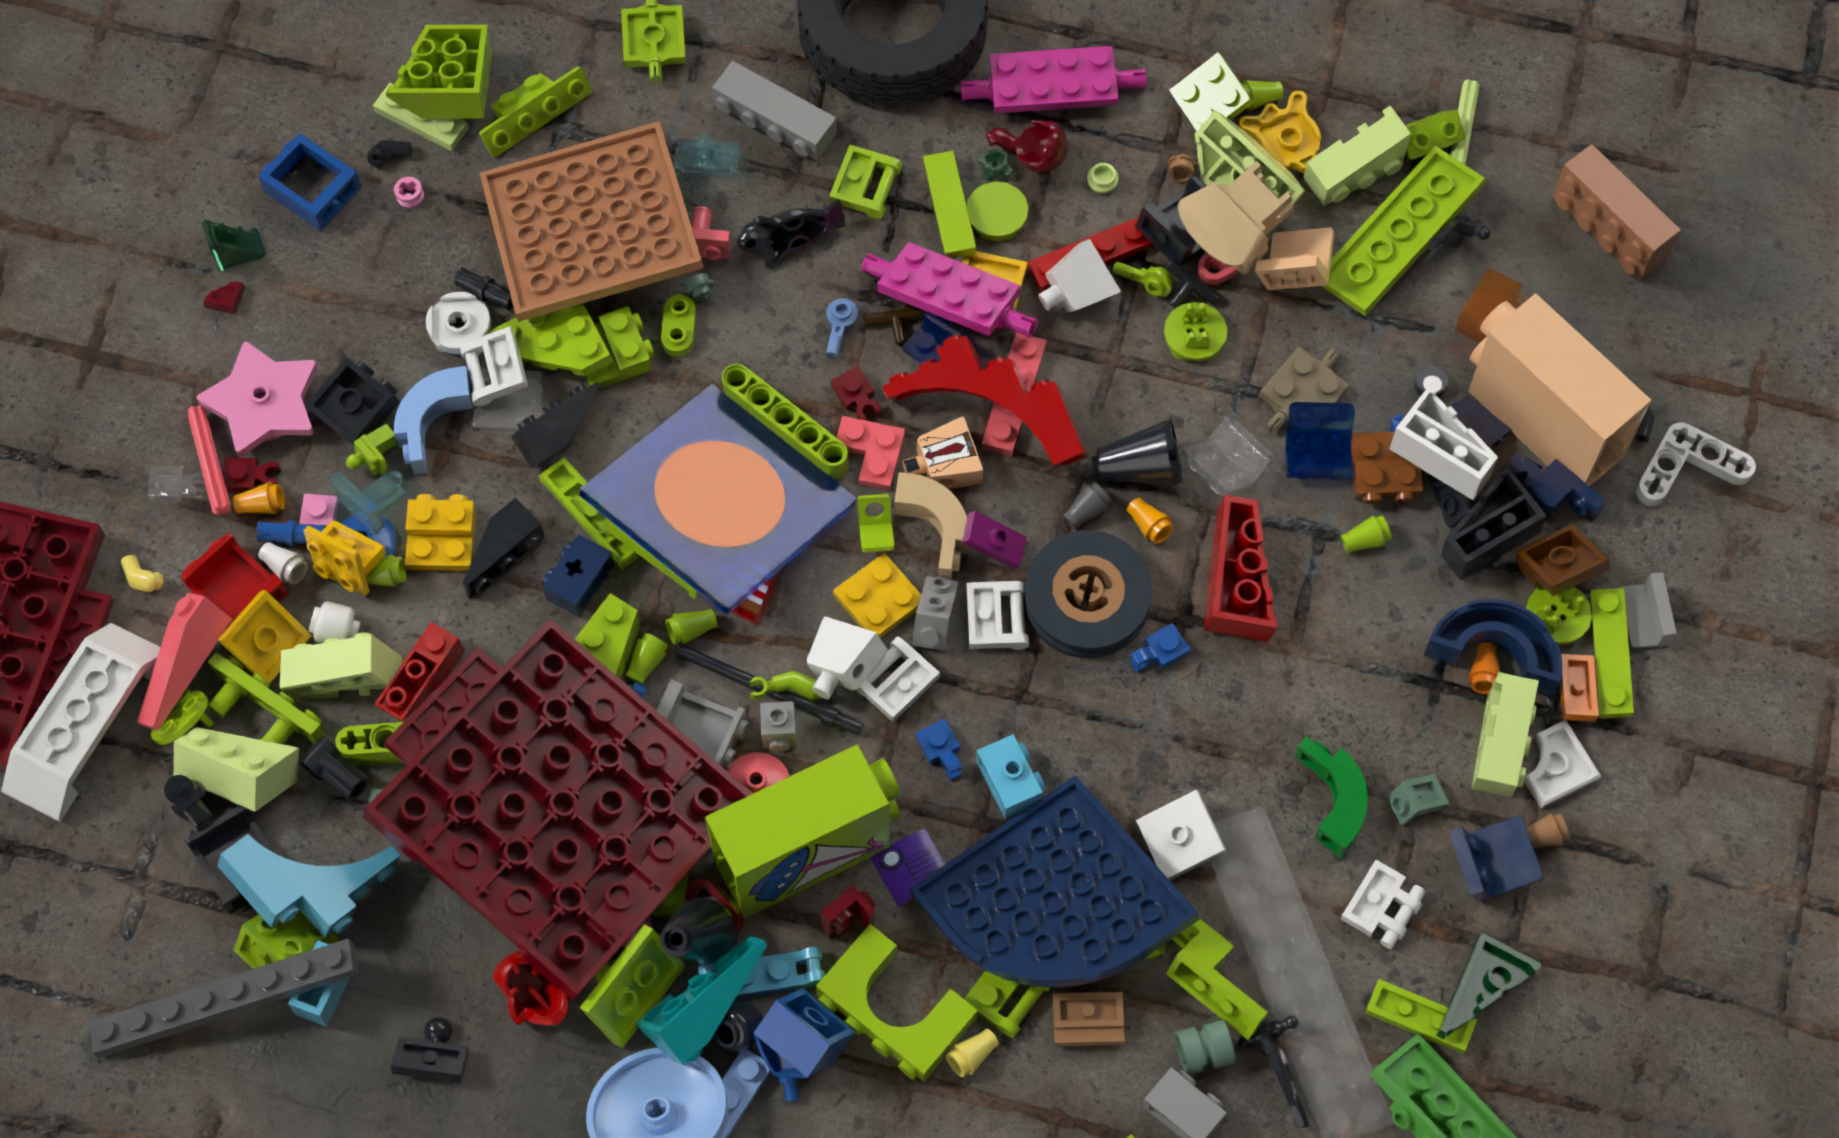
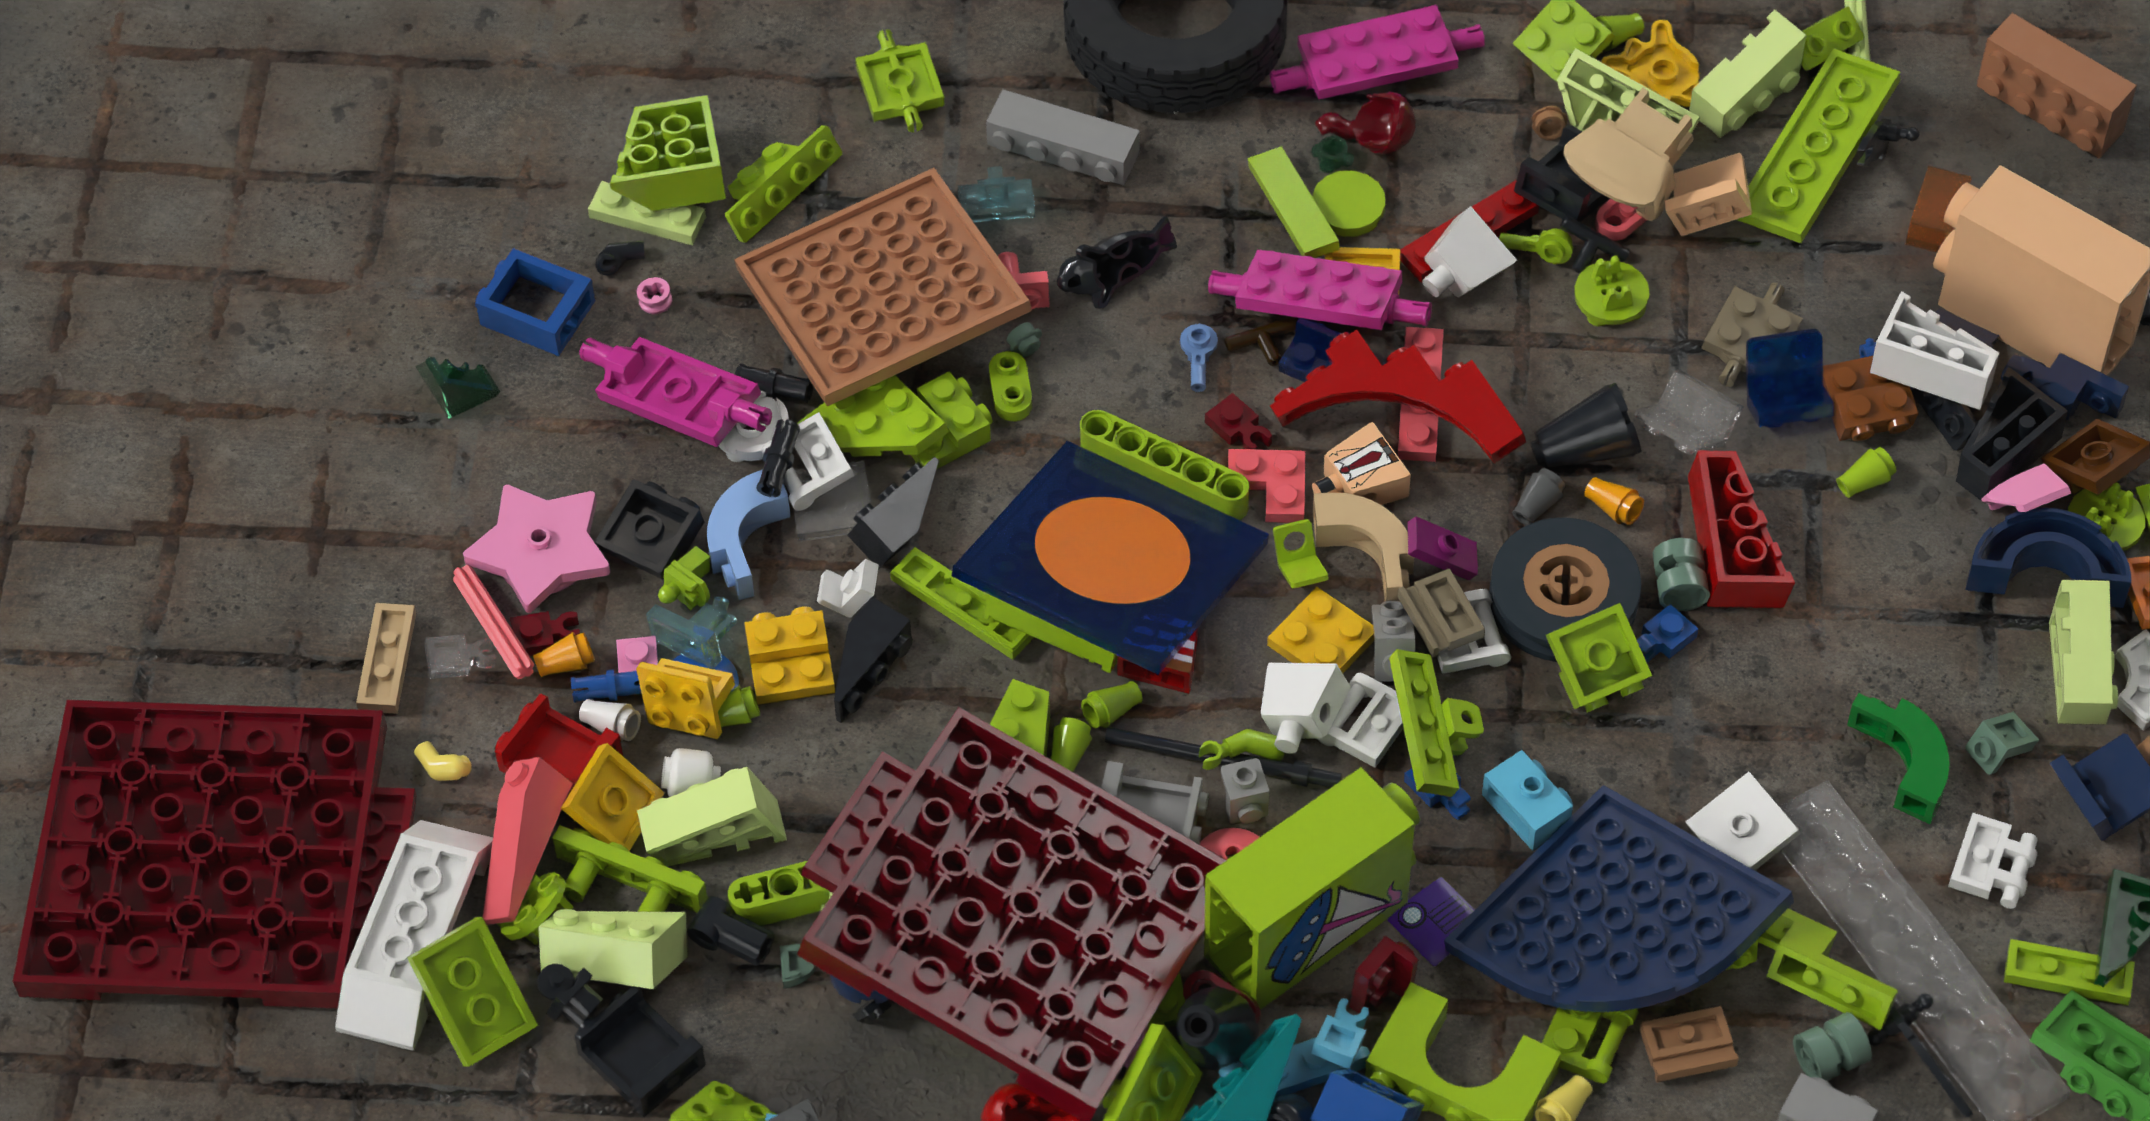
camera: 10 degrees left, 10 degrees down
(110, 785) = (472, 991): none -> lime plate
(117, 475) = (386, 657): none -> tan plate
(225, 298) = (465, 446): dark red tile -> none
(322, 893) = (713, 1061): medium azure arch -> none
(402, 282) = (675, 389): none -> dark pink plate
(421, 672) = (809, 804): red slope -> none
(466, 361) = (778, 458): none -> black pin
(500, 486) = (849, 592): none -> white bracket
(577, 591) = (965, 670): dark blue brick -> none
(799, 961) = (1341, 1036): none -> medium azure plate
(856, 176) = (1176, 192): lime plate -> none
(943, 697) = (1431, 728): none -> lime plate
(977, 598) = (1441, 612): none -> dark tan plate
(1097, 664) = (1599, 658): none -> lime plate
(1102, 178) = (1461, 147): yellowish green plate -> none
(1186, 599) = (1681, 574): none -> sand green wheel
(1433, 376) = (1887, 297): black tile -> none
(1484, 668) = (2039, 590): orange cone -> none
(1495, 581) = (2028, 490): none -> bright pink slope

